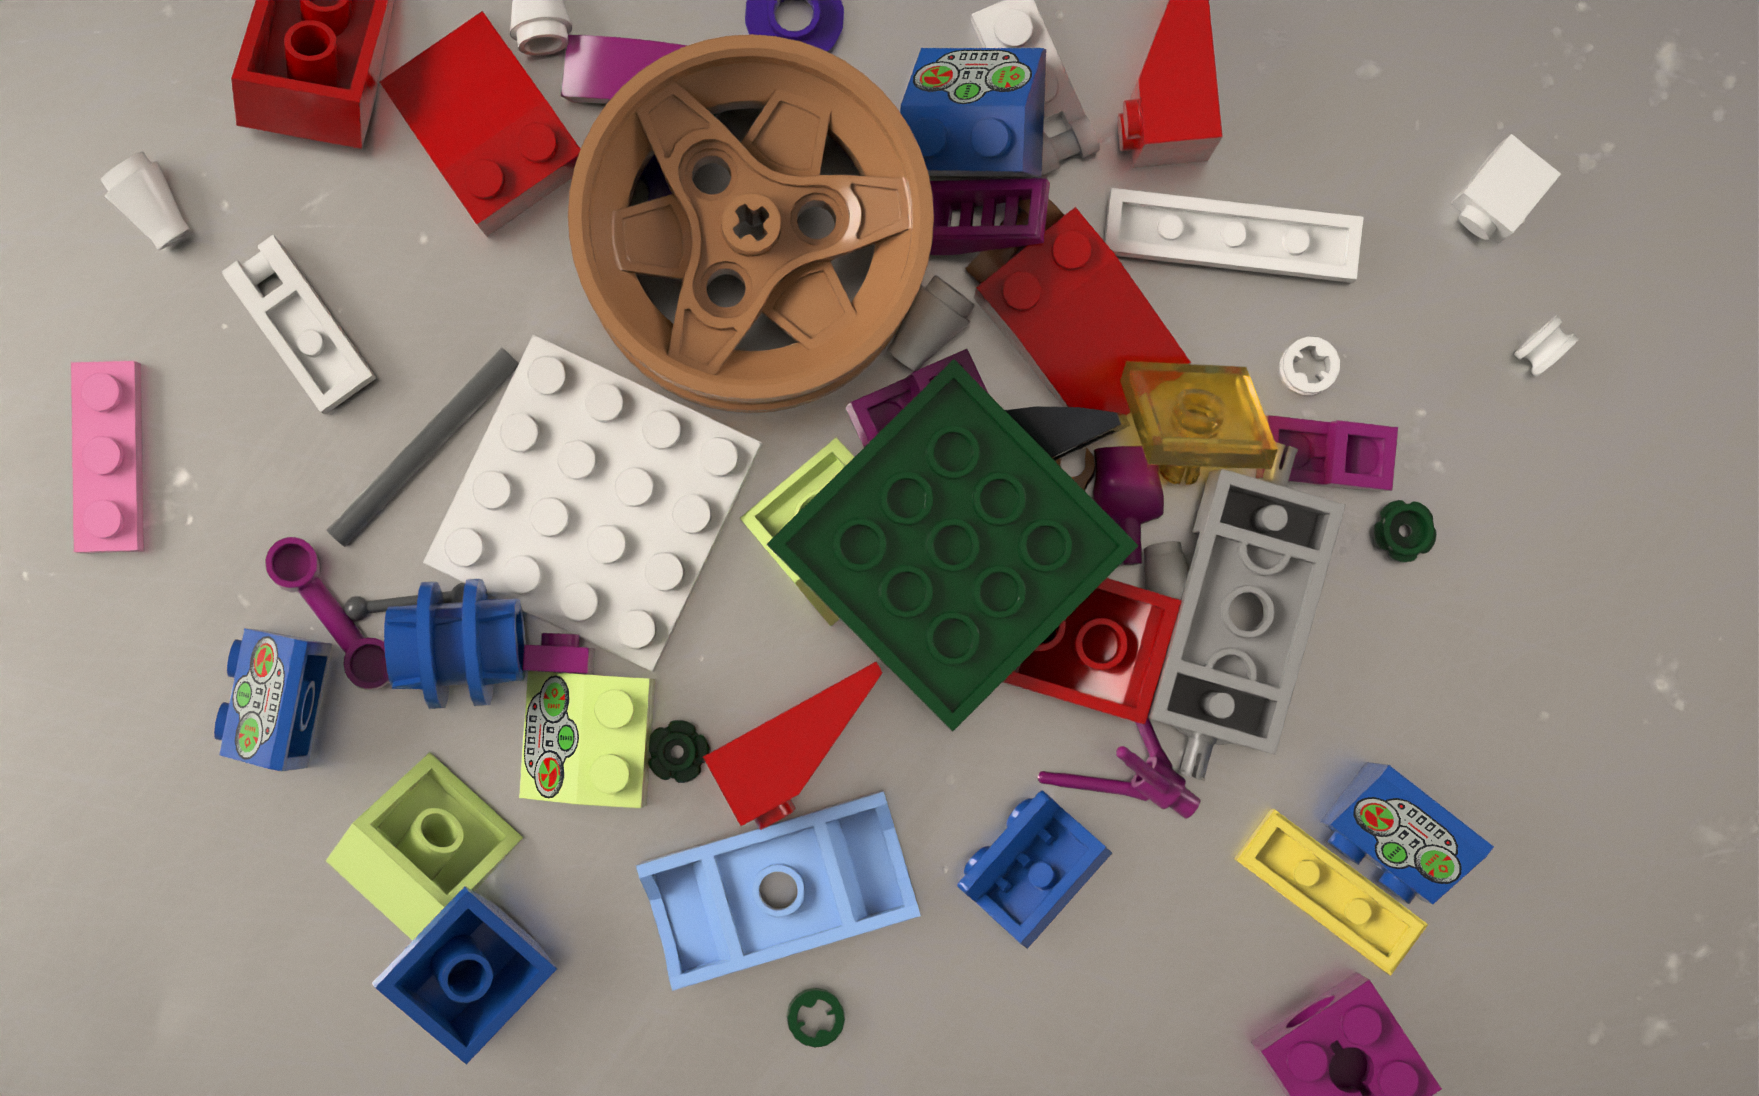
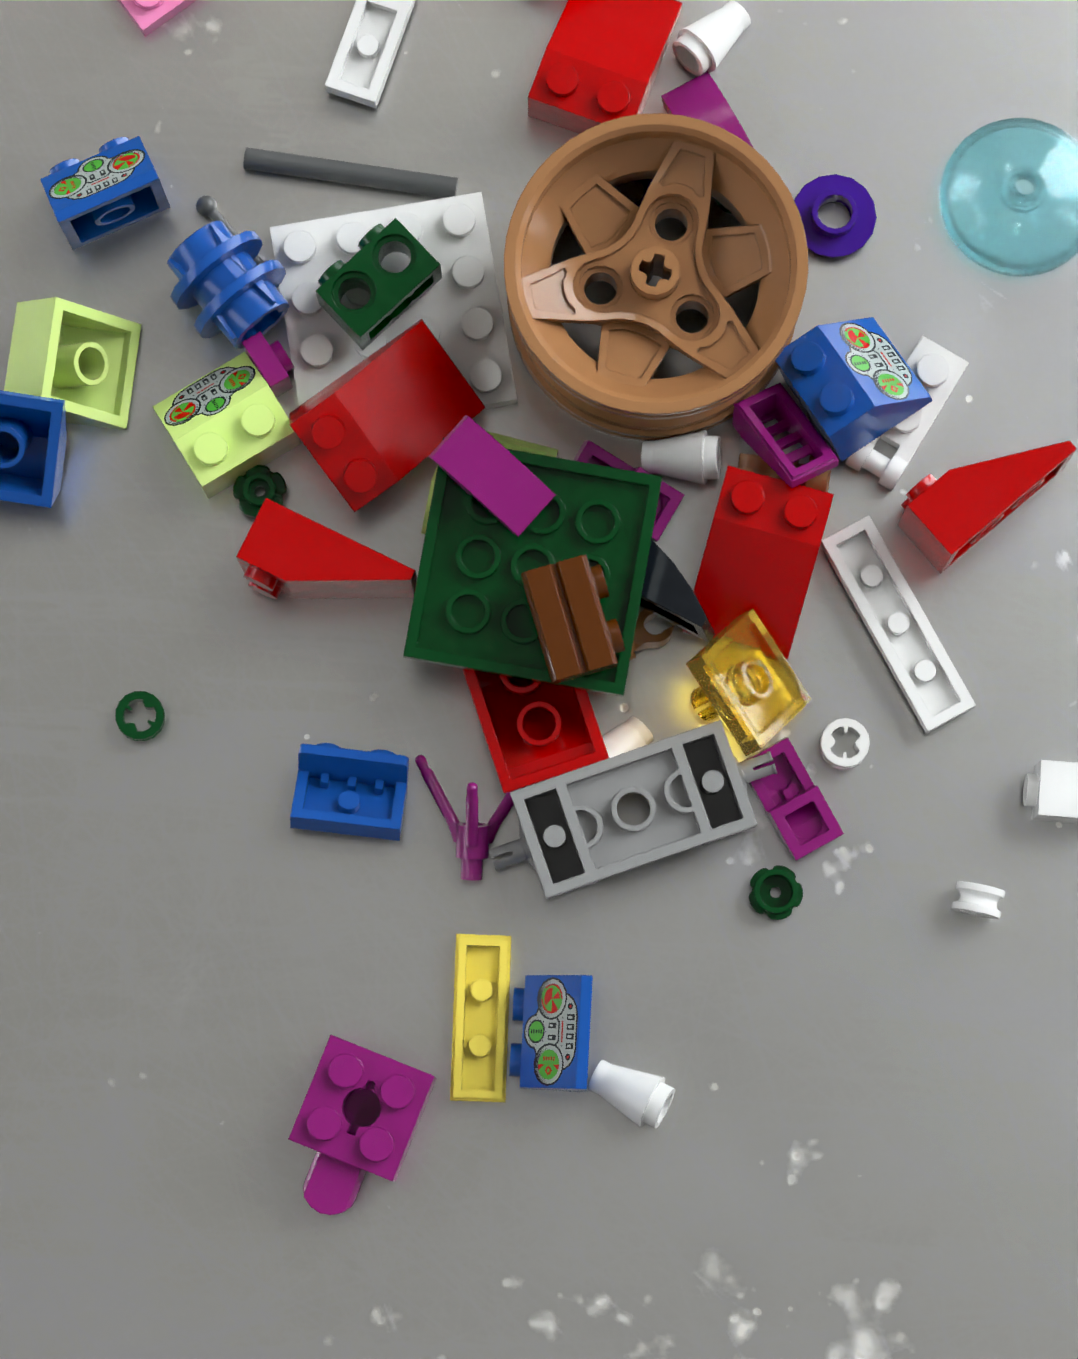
camera: 60 degrees right, 5 degrees down
(296, 568) = (205, 146): magenta bar -> none
(574, 493) = (389, 292): none -> dark green brick
(693, 582) = (385, 415): none -> red slope
(841, 523) = (492, 475): none -> magenta slope
(845, 877) = (258, 659): light blue piece -> none
(1037, 545) = (571, 618): none -> reddish brown brick
(1128, 491) = (658, 679): magenta piece -> none
(1504, 797) = (634, 1093): none -> white cone

